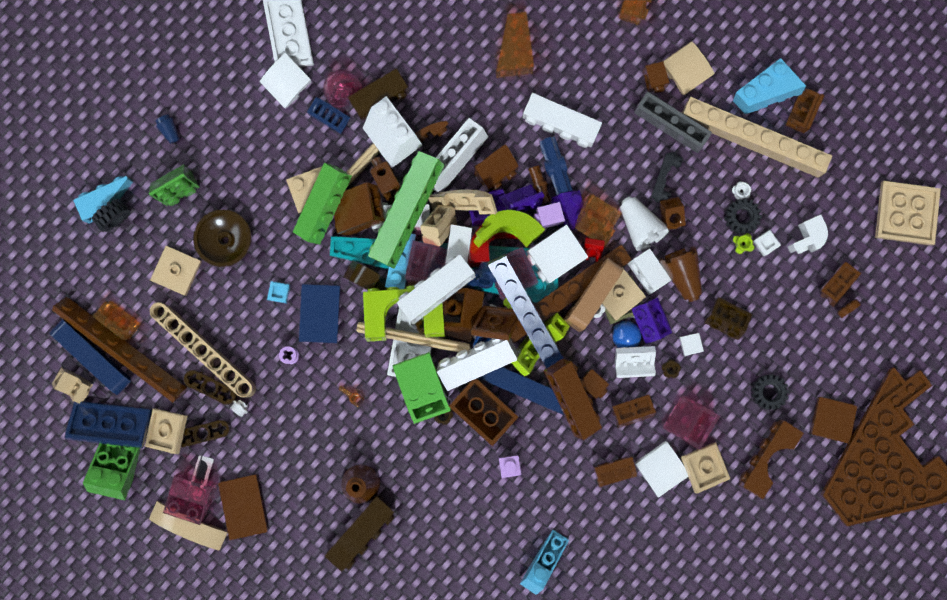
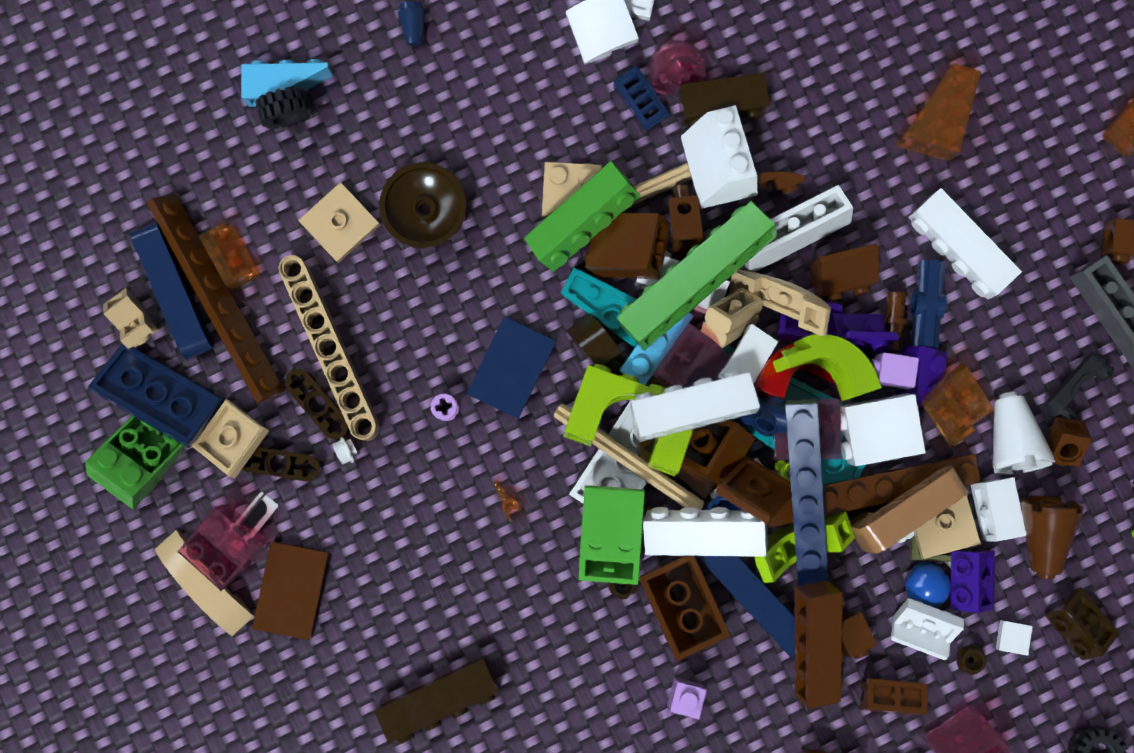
camera: 20 degrees right, 0 degrees up
(174, 186) = (387, 105): bright green slope -> none
(278, 292) = (467, 313): medium azure tile -> none
(366, 479) = (472, 620): reddish brown cone -> none
(593, 248) = (936, 442): red tile -> none

